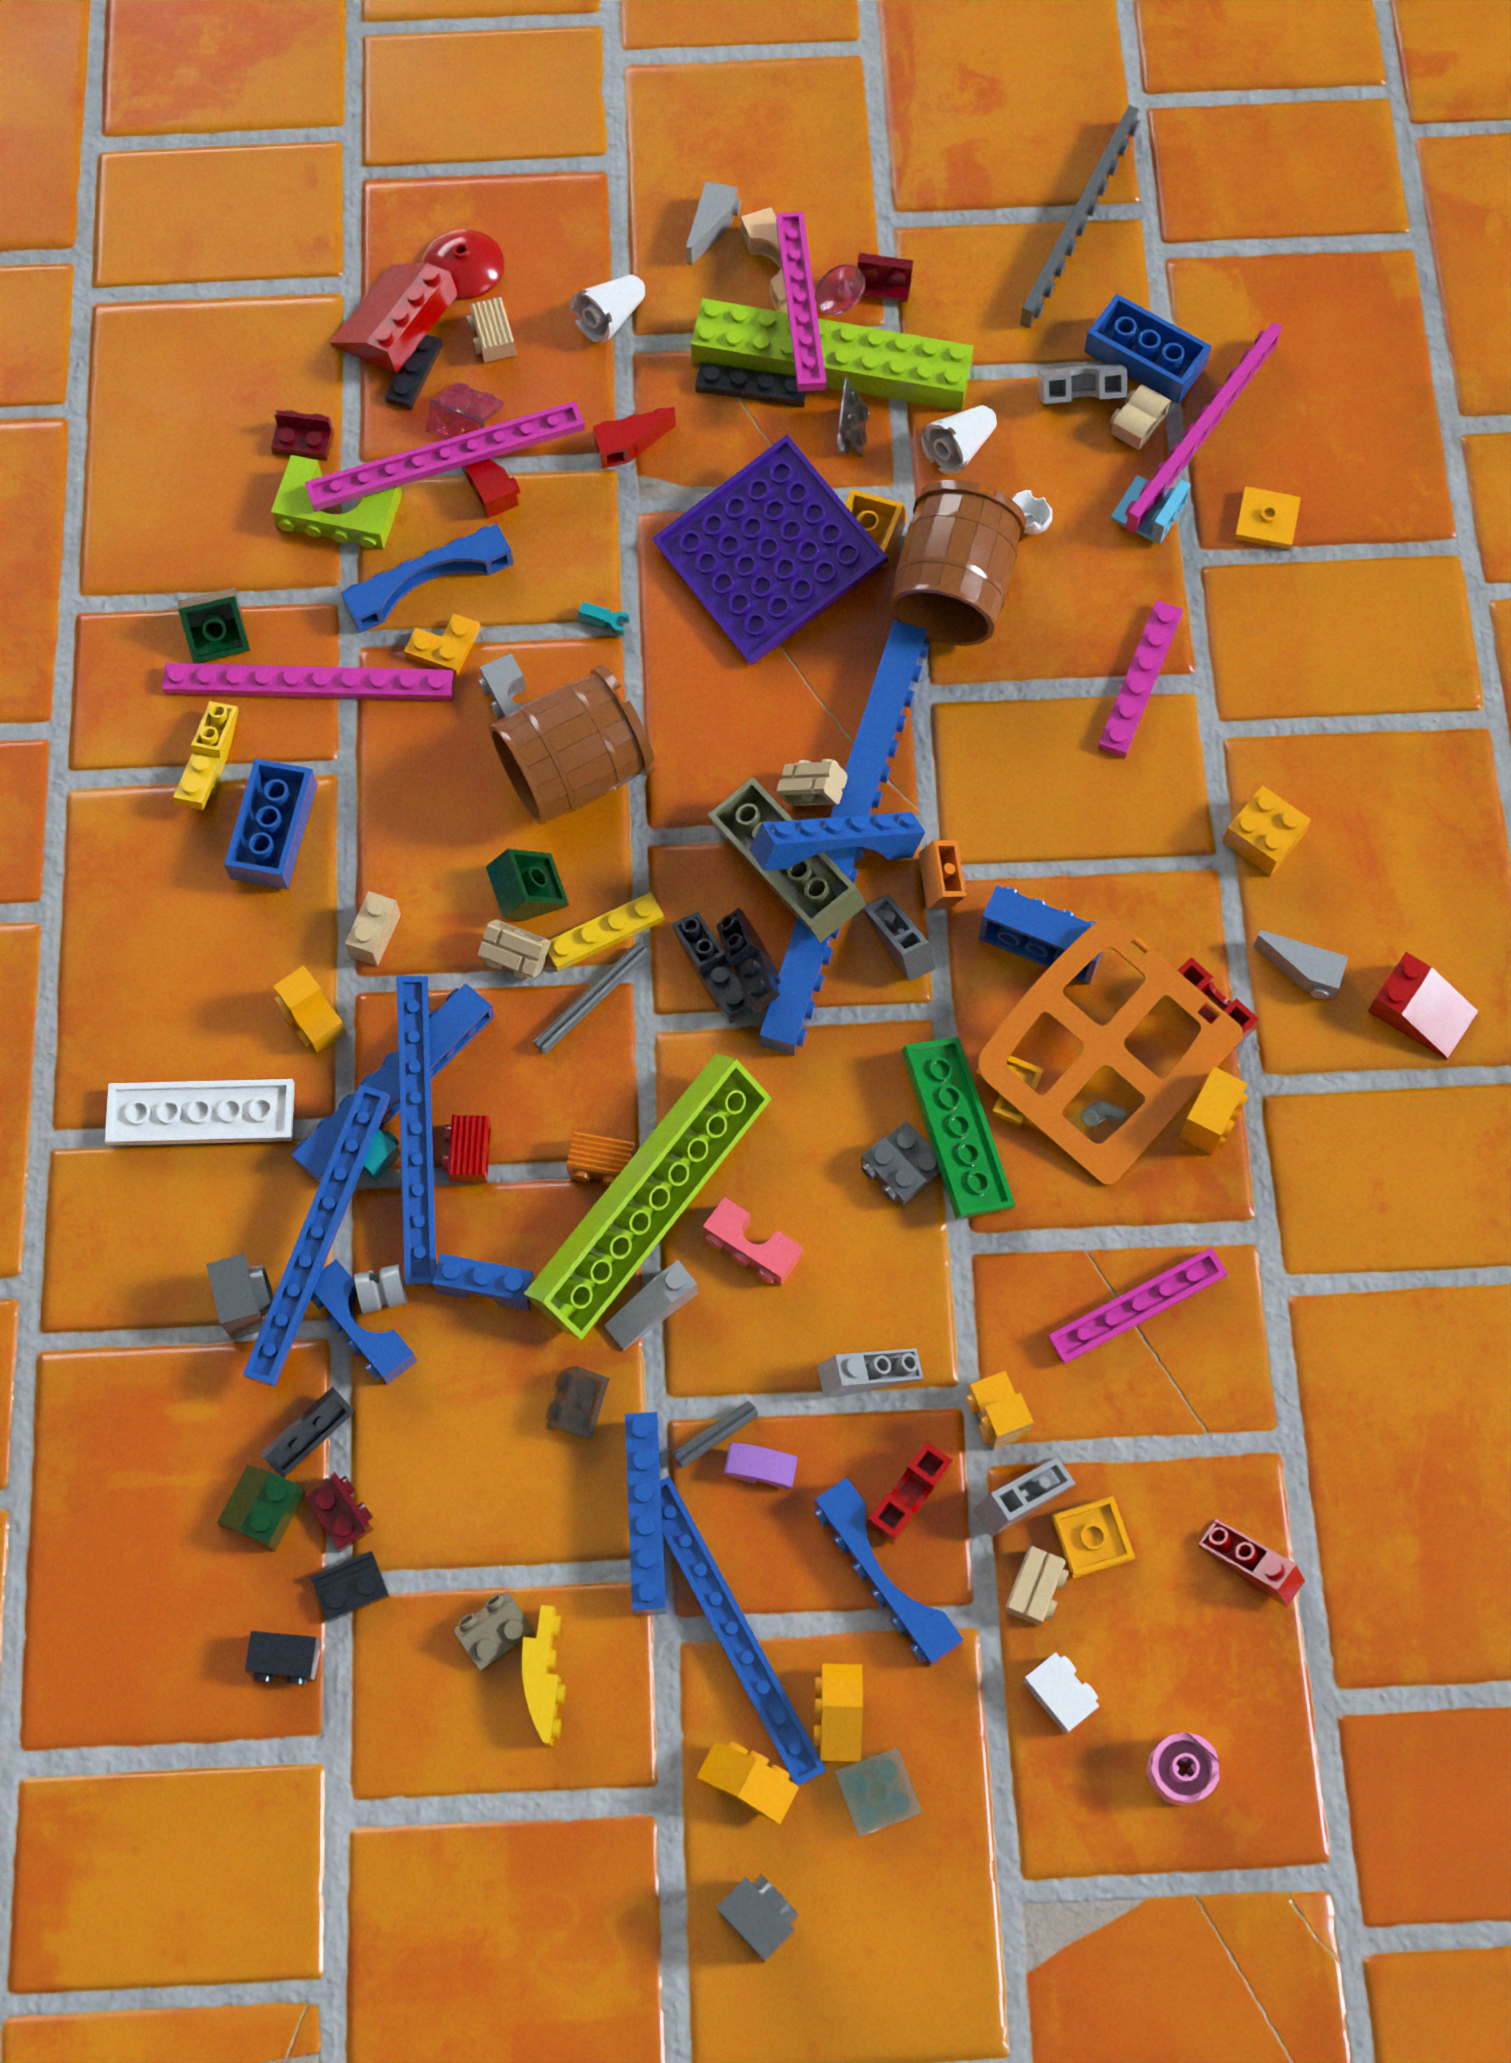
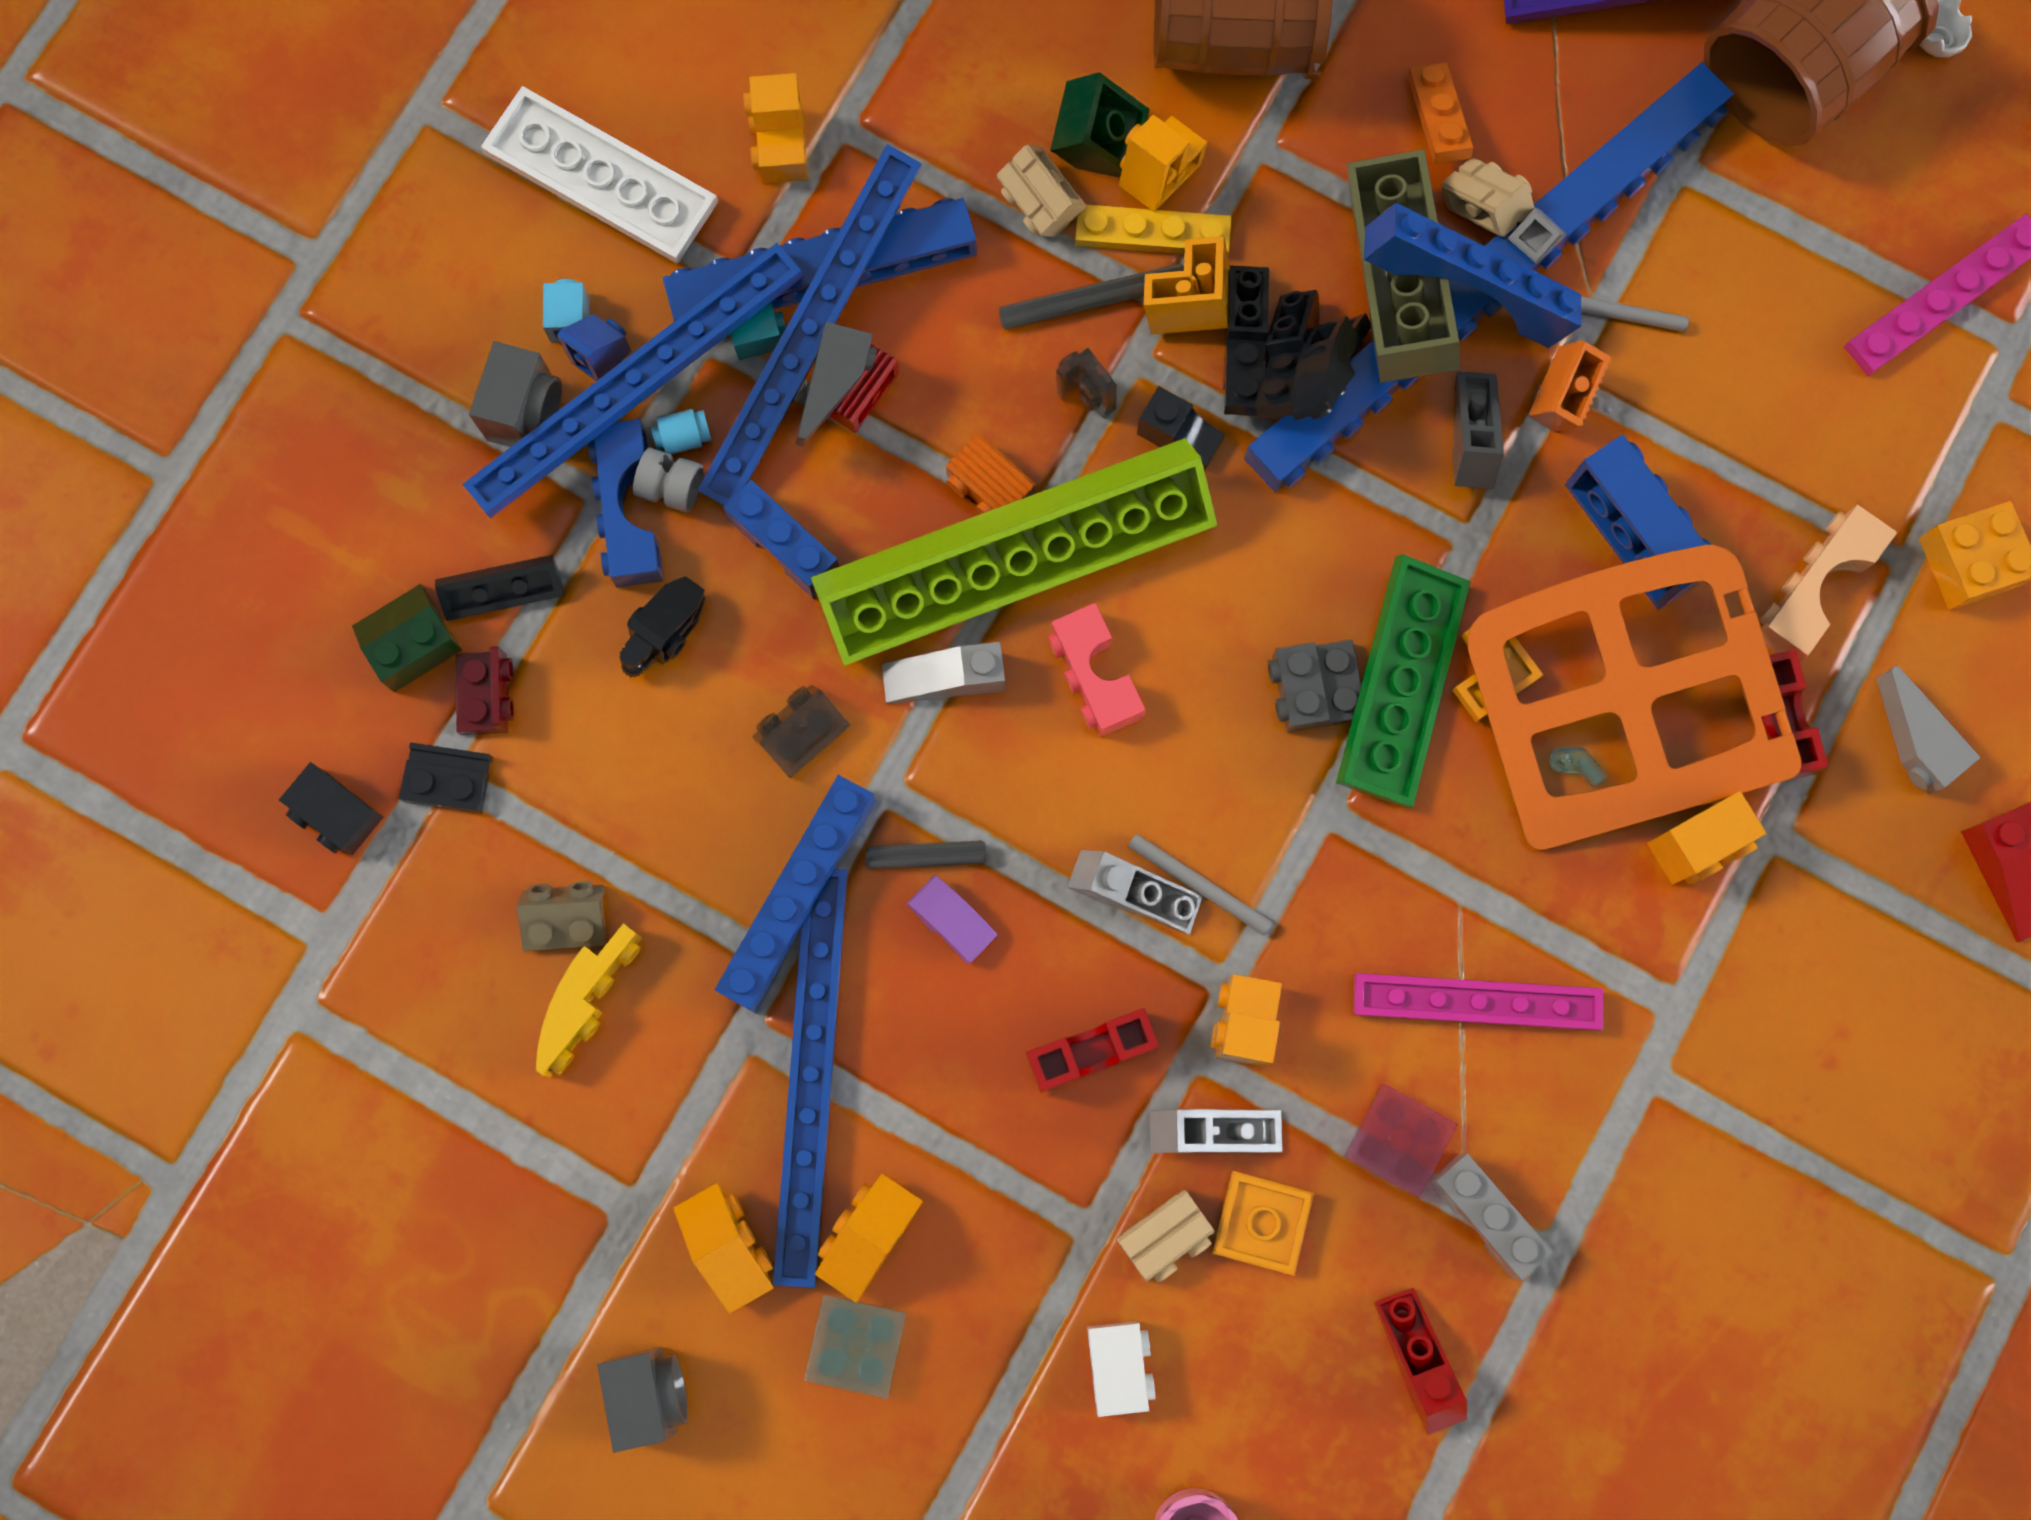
camera: 30 degrees right, 10 degrees up
(235, 1217) = (563, 305): none -> medium azure brick
(273, 1229) = (594, 345): none -> blue slope
(368, 1251) = (681, 431): none -> medium azure brick
(373, 928) = (903, 79): tan brick -> none
(438, 1390) = (662, 626): none -> black hinge
(454, 1143) = (836, 371): none -> dark grey slope
(581, 883) = (1159, 159): none -> light orange brick
(628, 1051) = (1086, 373): none -> clear smoke bracket
(660, 960) = (1192, 297): none -> light orange brick
(699, 1046) = (1172, 419): none -> black arch
(746, 747) = (1440, 113): none -> orange plate
(778, 953) = (1325, 365): none -> black slope
(860, 790) = (1537, 235): none -> light grey slope
(909, 1341) = (1200, 884): none -> light grey bar
(926, 1627) = (1018, 1207): blue arch -> none
(953, 804) = (1634, 314): none -> light grey bar
(1146, 1427) = (1400, 1140): none -> clear pink plate
(1184, 871) = (1852, 545): none -> light nougat arch
(1219, 1432) = (1491, 1214): none -> light grey arch

